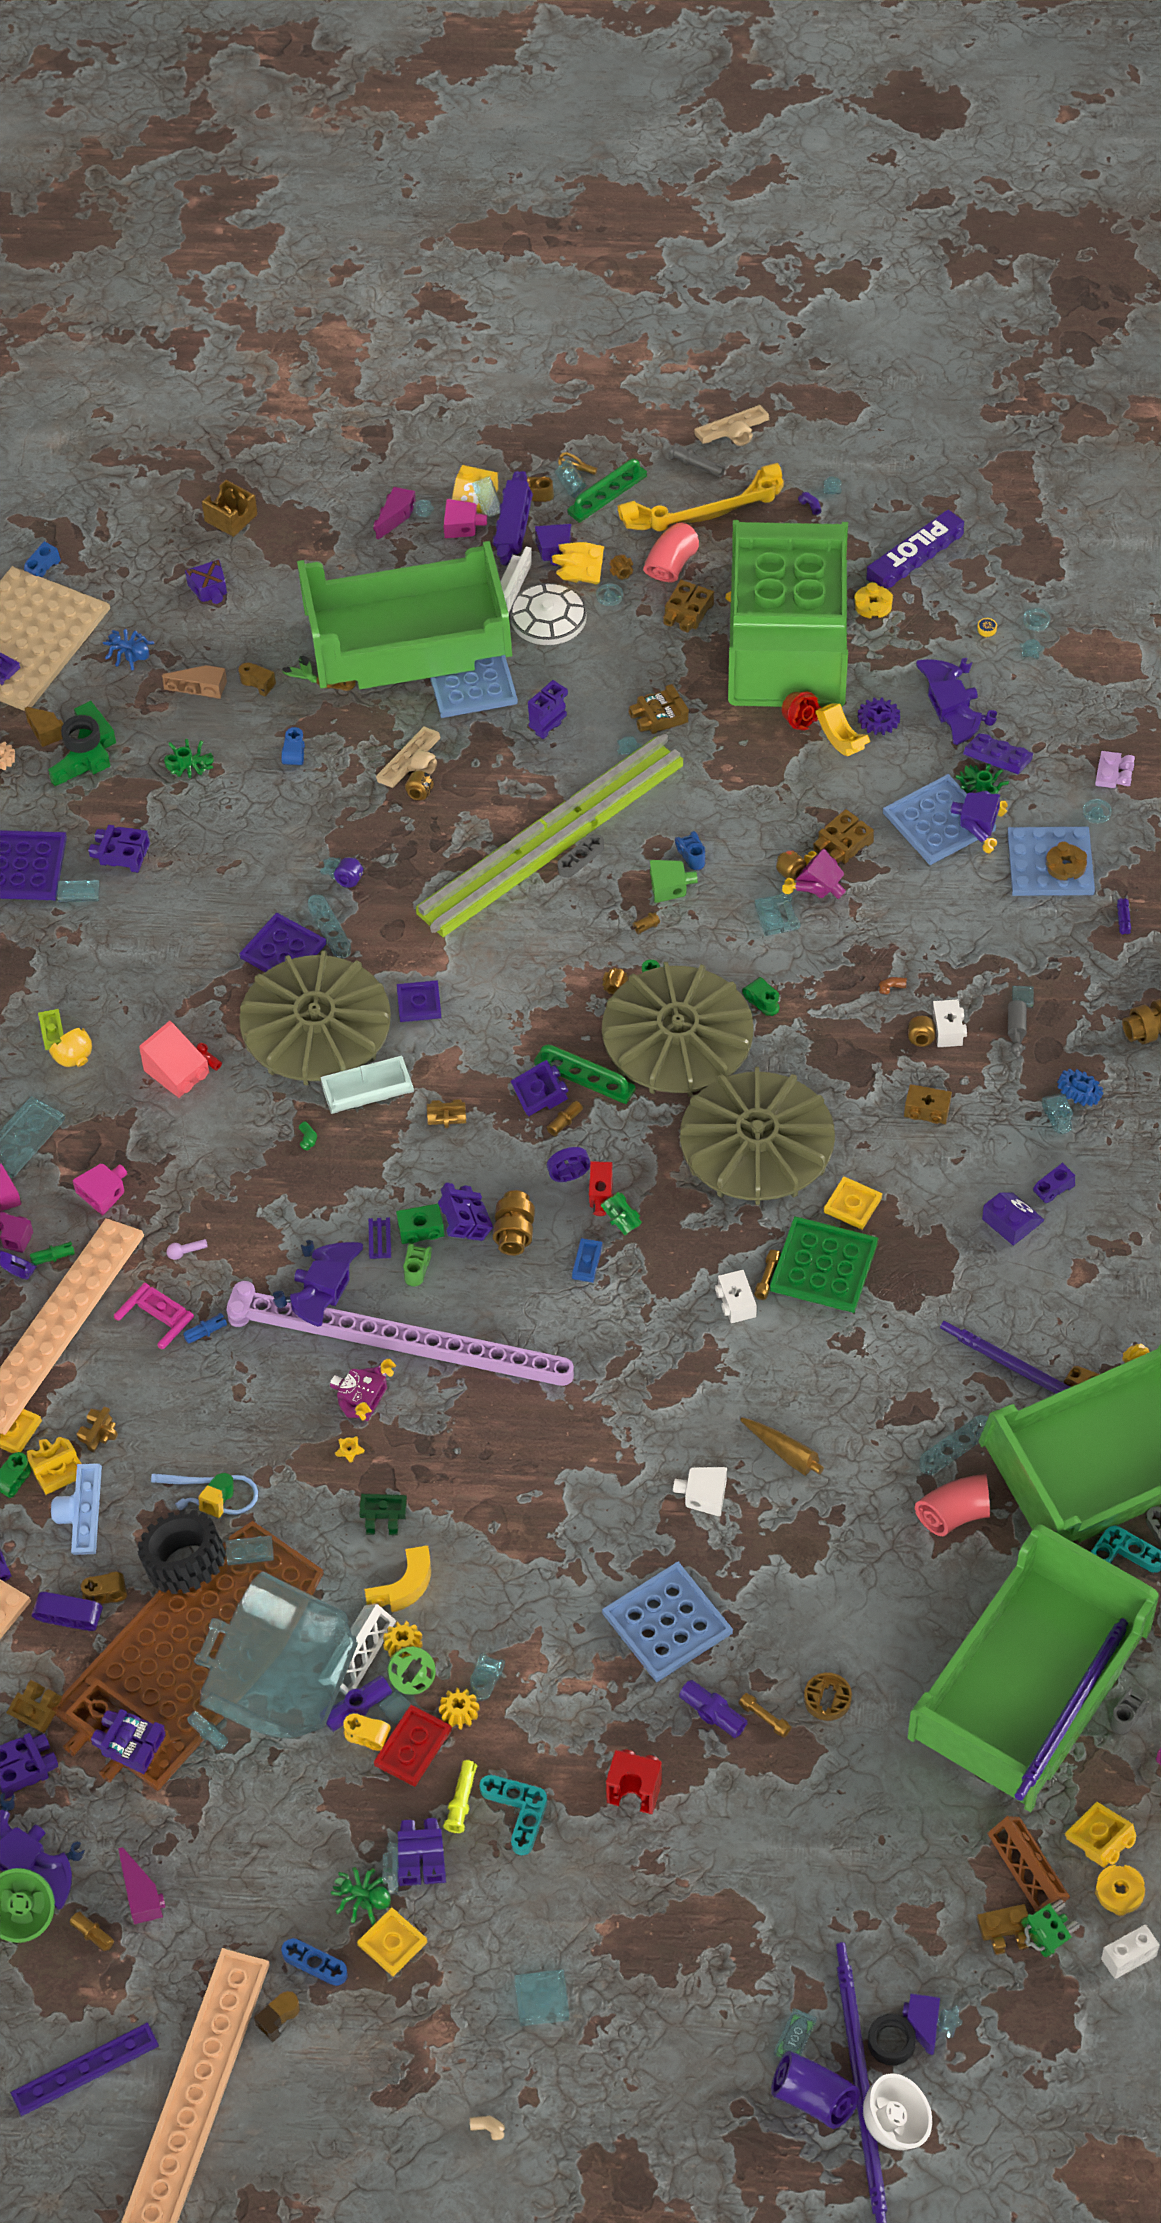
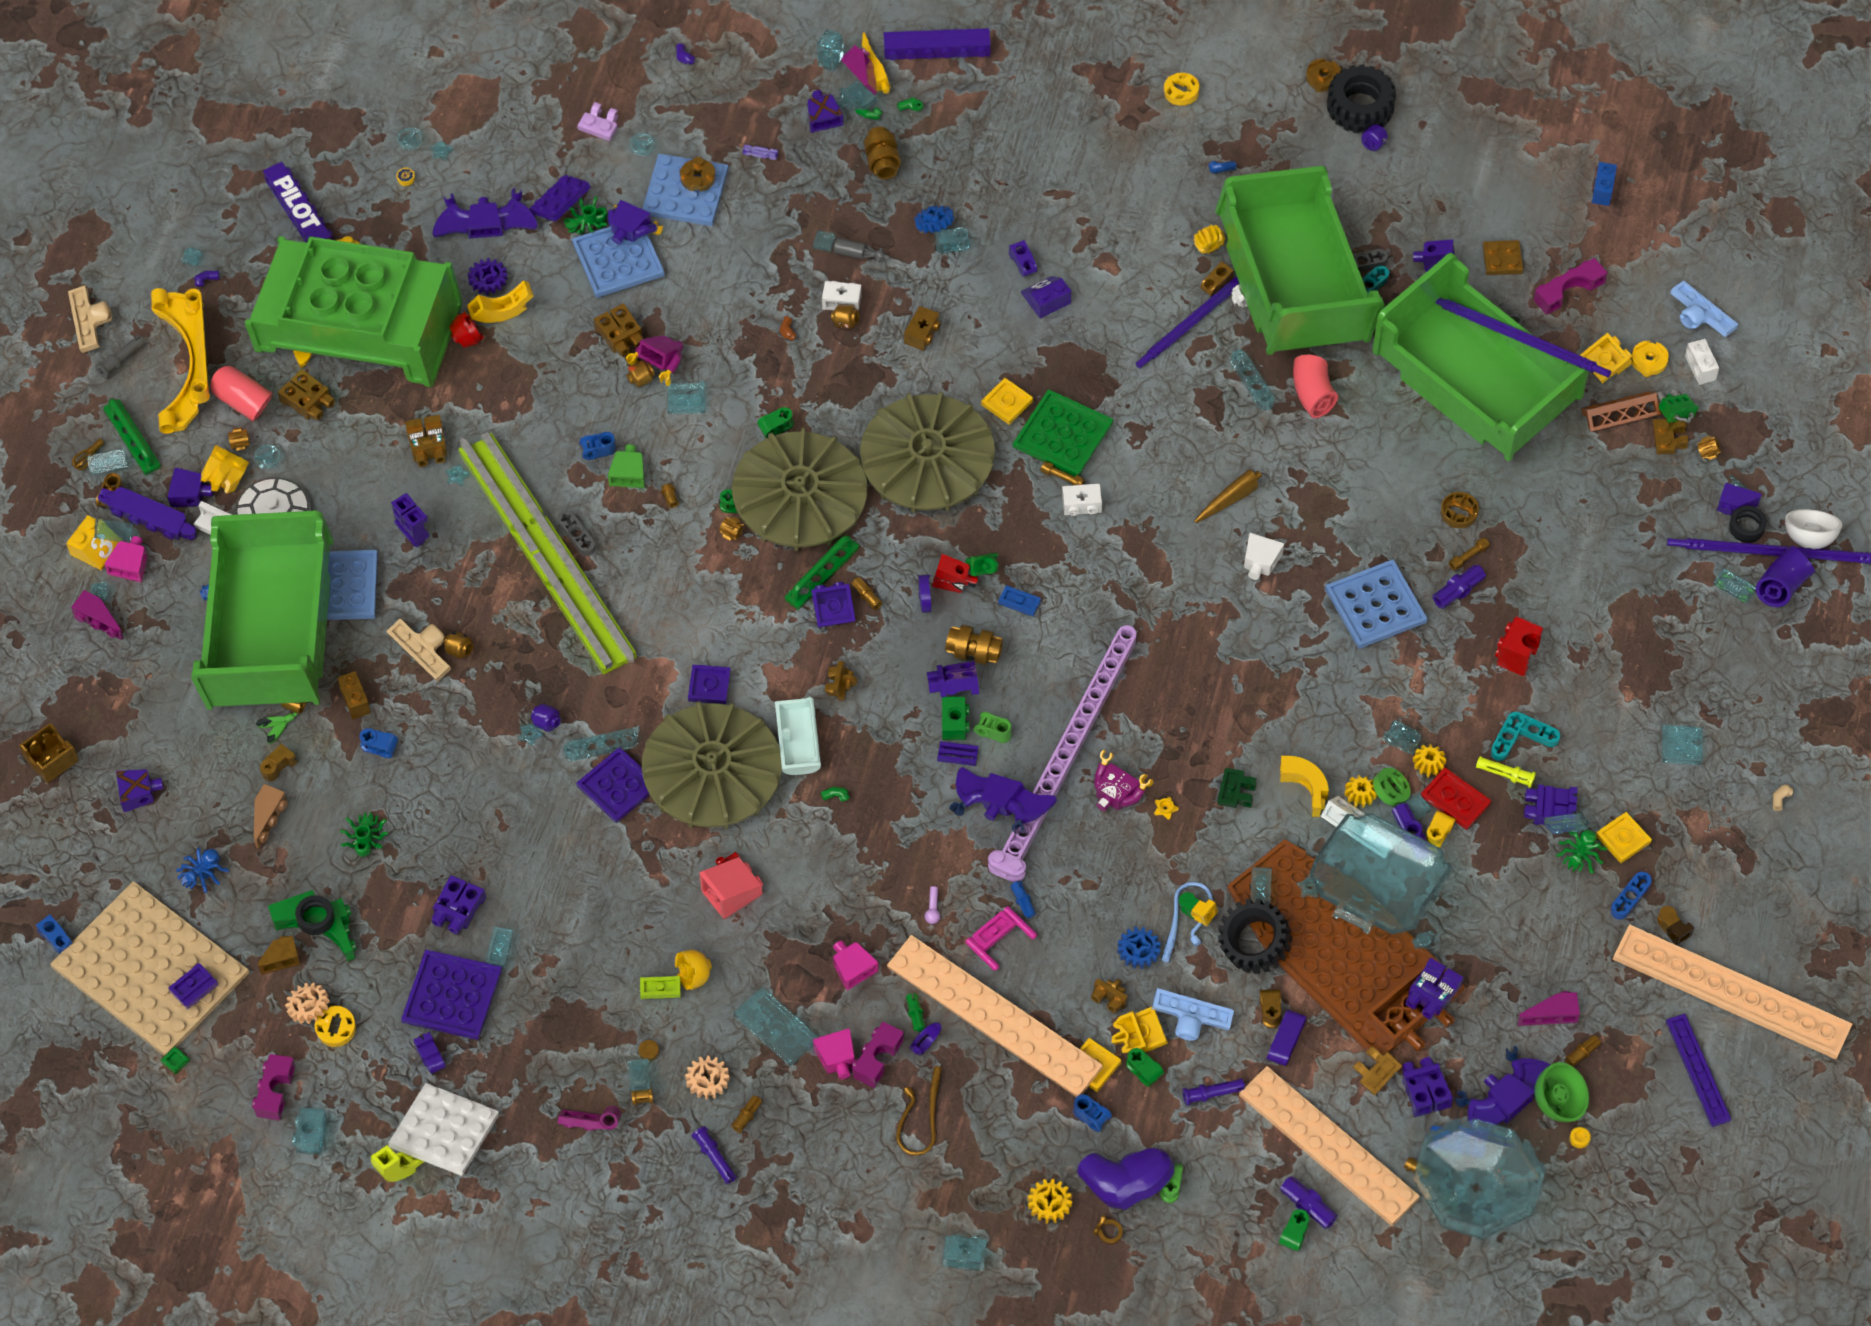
camera: 80 degrees left, 5 degrees up
(152, 1442) = (1130, 943): none -> blue gear
(343, 717) = (354, 695): none -> pearl gold brick
(995, 1976) = (1709, 447): none -> pearl gold gear

